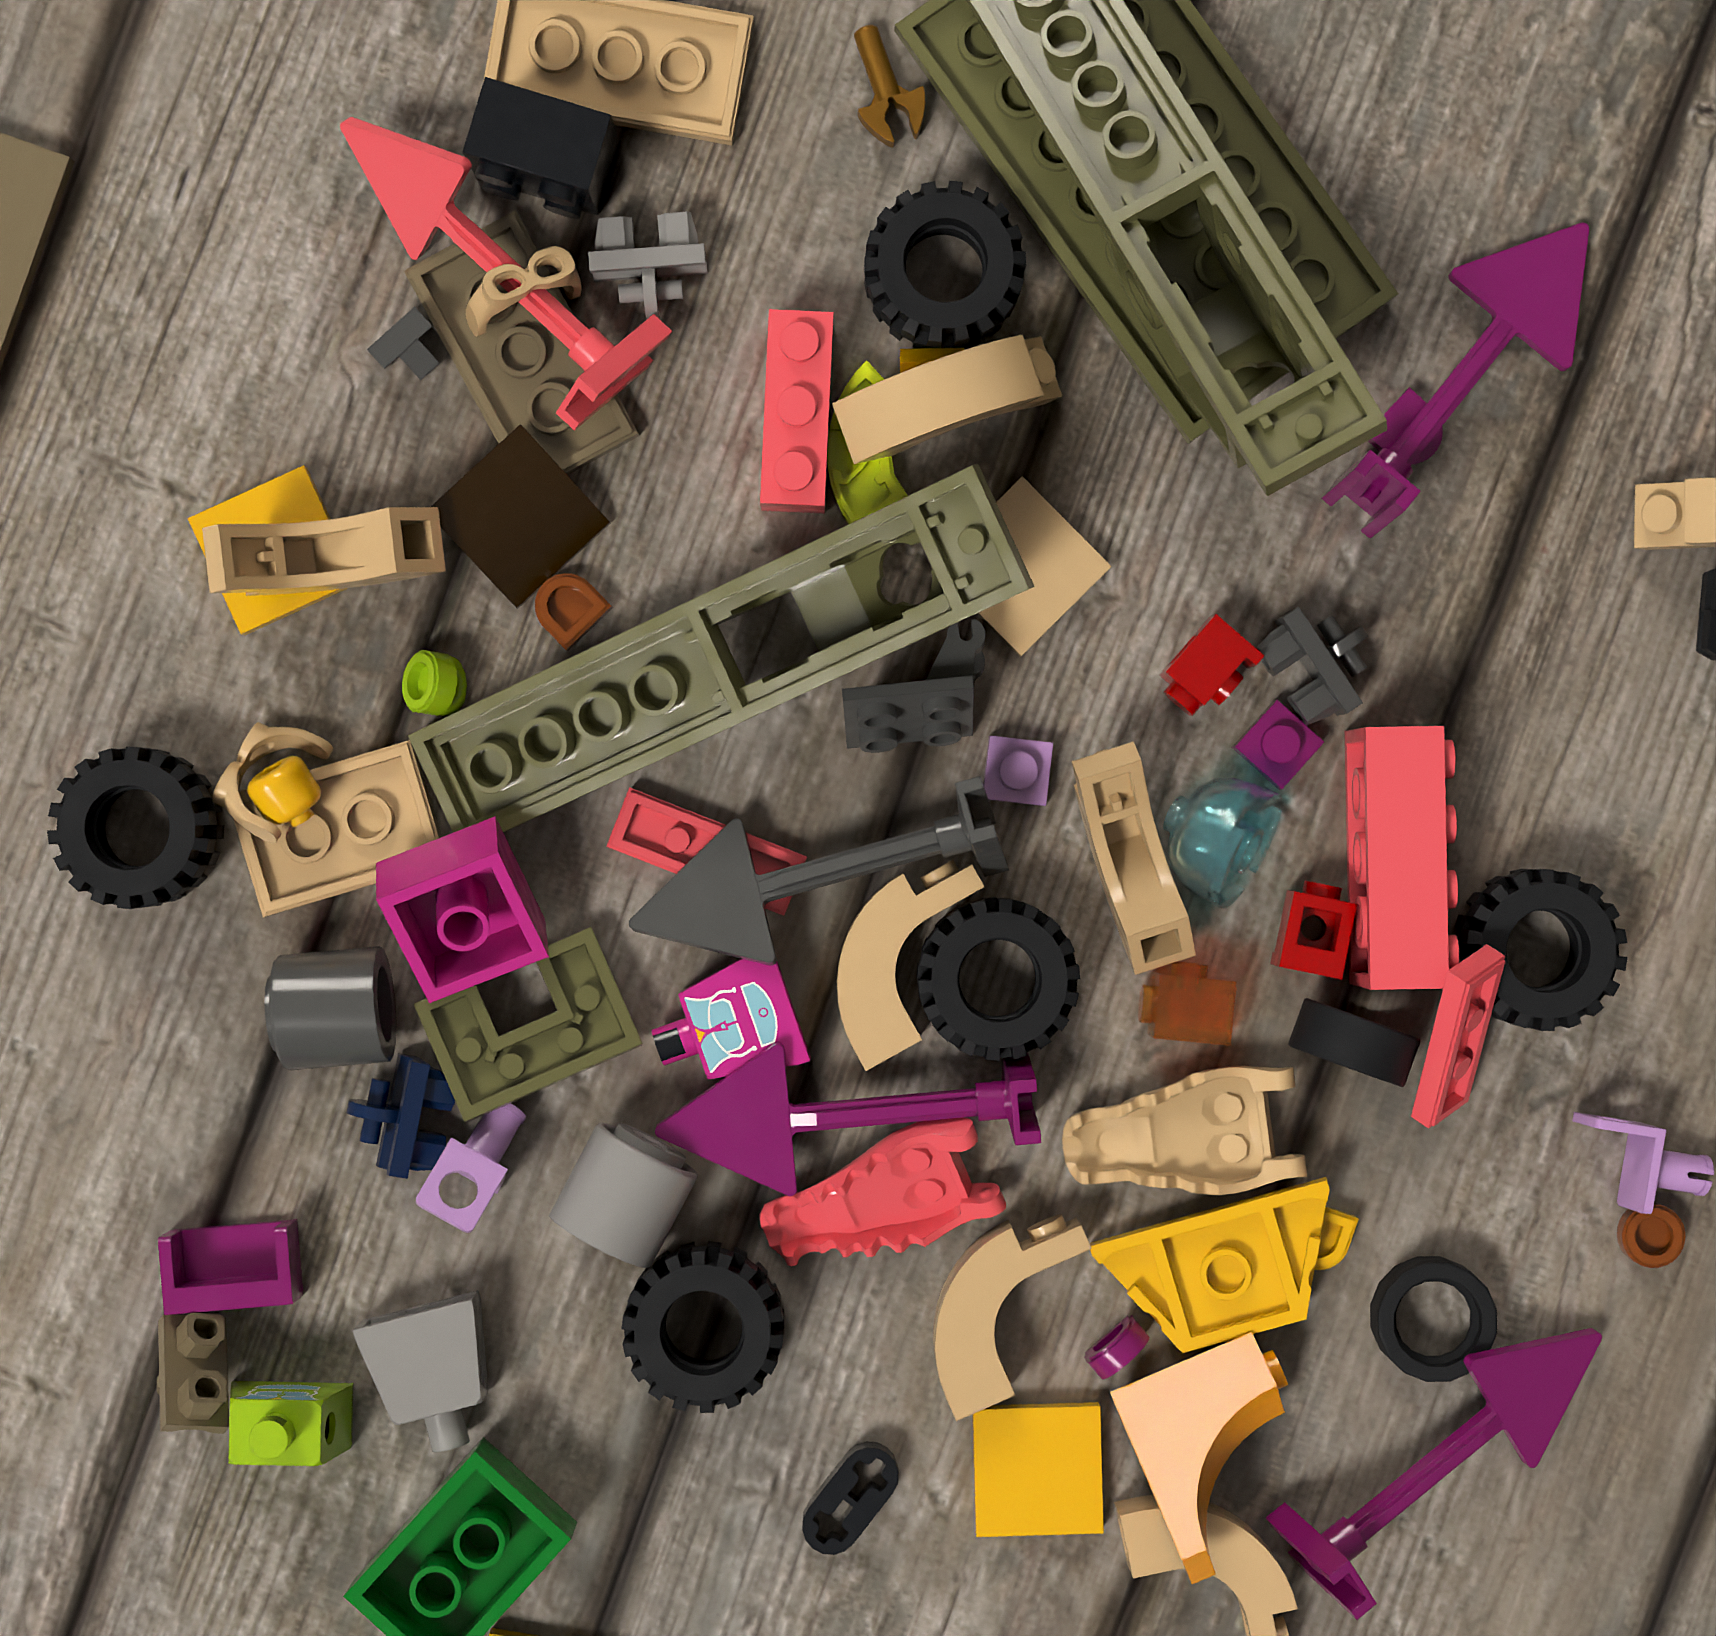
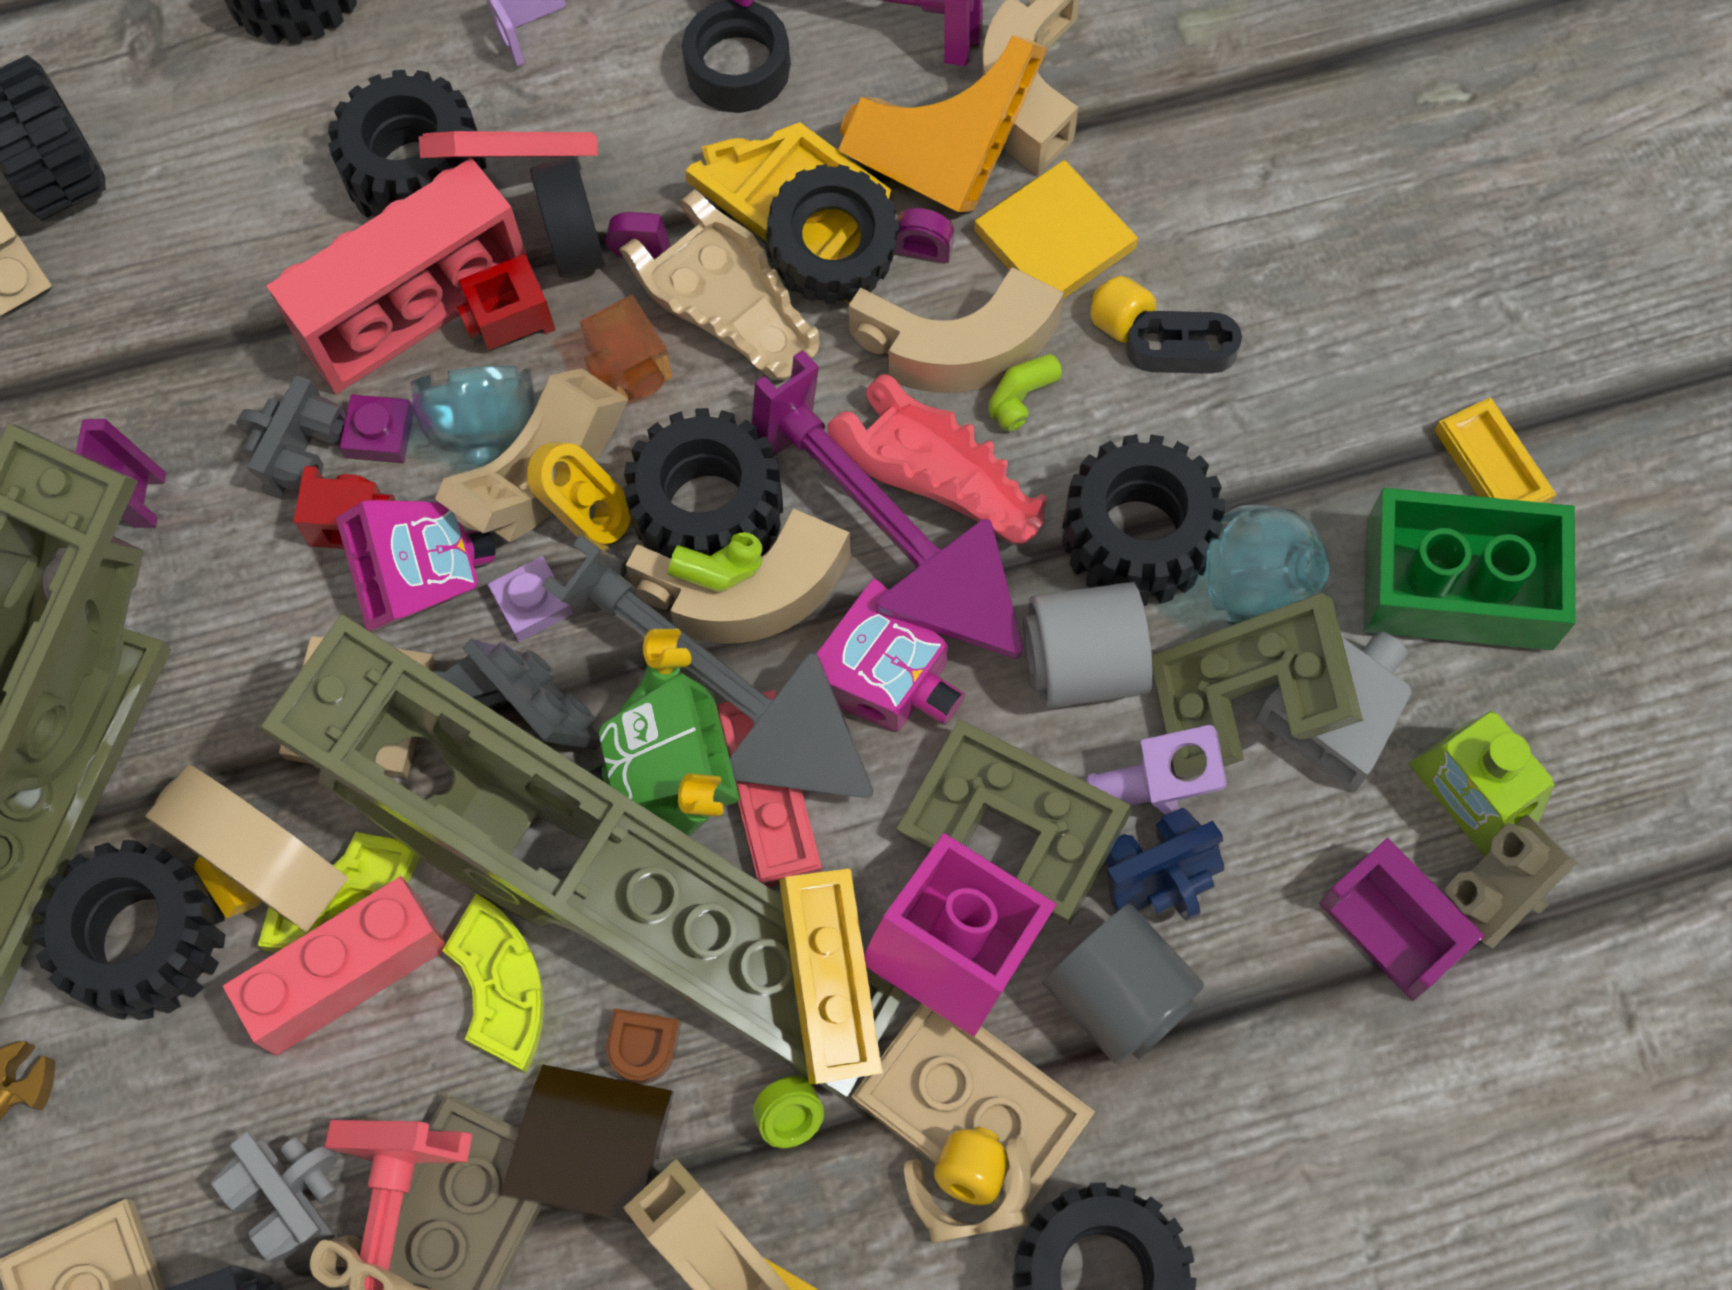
camera: 125 degrees left, 20 degrees down
(491, 1351) = (1287, 646): none -> olive plate
(498, 784) = (830, 976): none -> yellow plate
(579, 1392) = (1264, 561): none -> clear light blue cylinder
(699, 534) = (503, 984): none -> neon yellow tile
(782, 785) = (669, 742): none -> bright green torso
(904, 939) = (722, 569): none -> lime arm
(913, 1323) = (1015, 385): none -> lime arm
(921, 1469) = (1118, 304): none -> yellow piece
(1070, 871) = (577, 487): none -> yellow plate
(1106, 684) = (409, 557): none -> dark pink torso
(1157, 1311) = (839, 190): none -> black tyre
(1297, 1103) = (641, 226): none -> magenta tile

